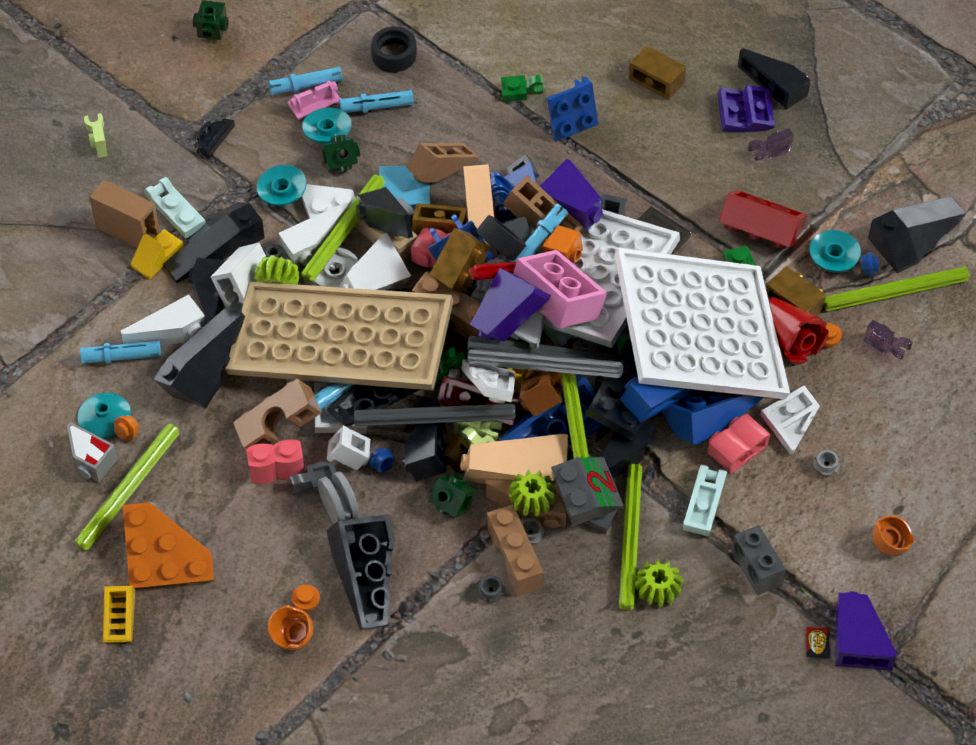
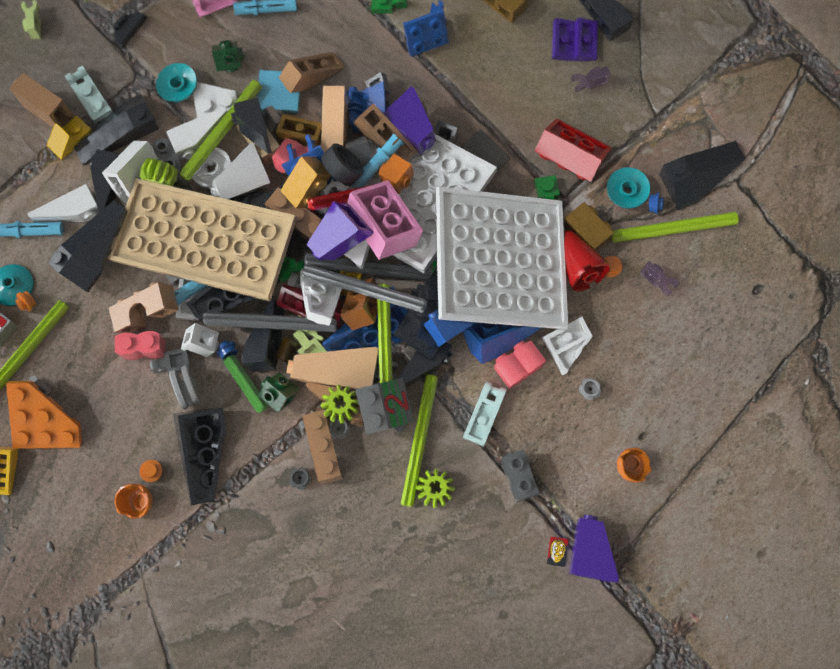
camera: 10 degrees right, 20 degrees up
(326, 123) = (219, 21): teal dish -> none
(409, 494) = (245, 383): none -> bright green axle

